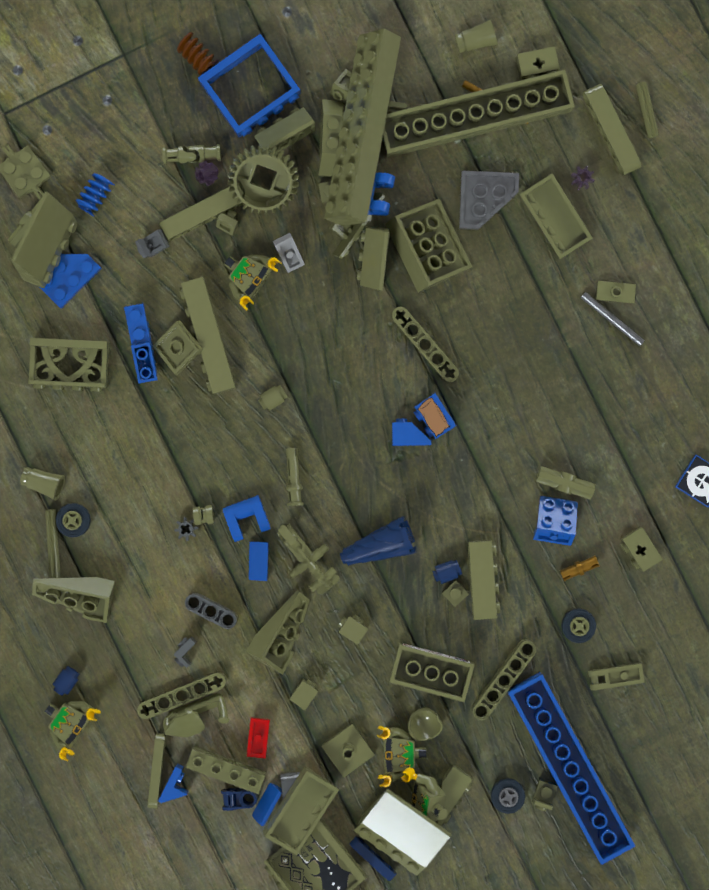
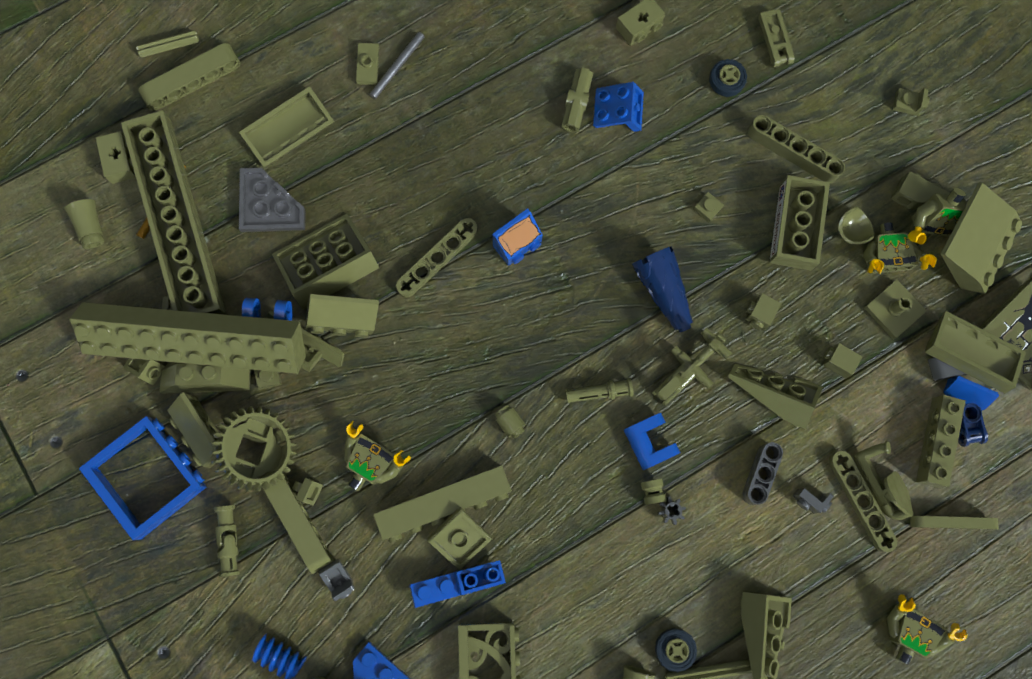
camera: 100 degrees left, 10 degrees down
(65, 681) = (867, 642): dark blue brick -> none
(171, 789) = (971, 501): blue slope -> none
(195, 55) = (105, 546): reddish brown piece -> none
(206, 173) = (249, 520): clear purple gear -> none
(258, 561) = (698, 424): blue slope -> none
(258, 737) = (898, 408): red plate -> none
(288, 252) = (339, 416): light grey slope -> none
(373, 858) = (1009, 272): dark blue beam -> none
(407, 434) = (539, 268): blue slope -> none
(447, 571) = (687, 215): dark blue brick -> none
(482, 579) = (692, 176): olive brick -> none
(511, 802) = (921, 130): black wheel -> none
(570, 768) = (880, 74): blue brick -> none
(577, 179) = (243, 102): clear purple gear -> none
(579, 568) = (667, 80): pearl gold pin -> none

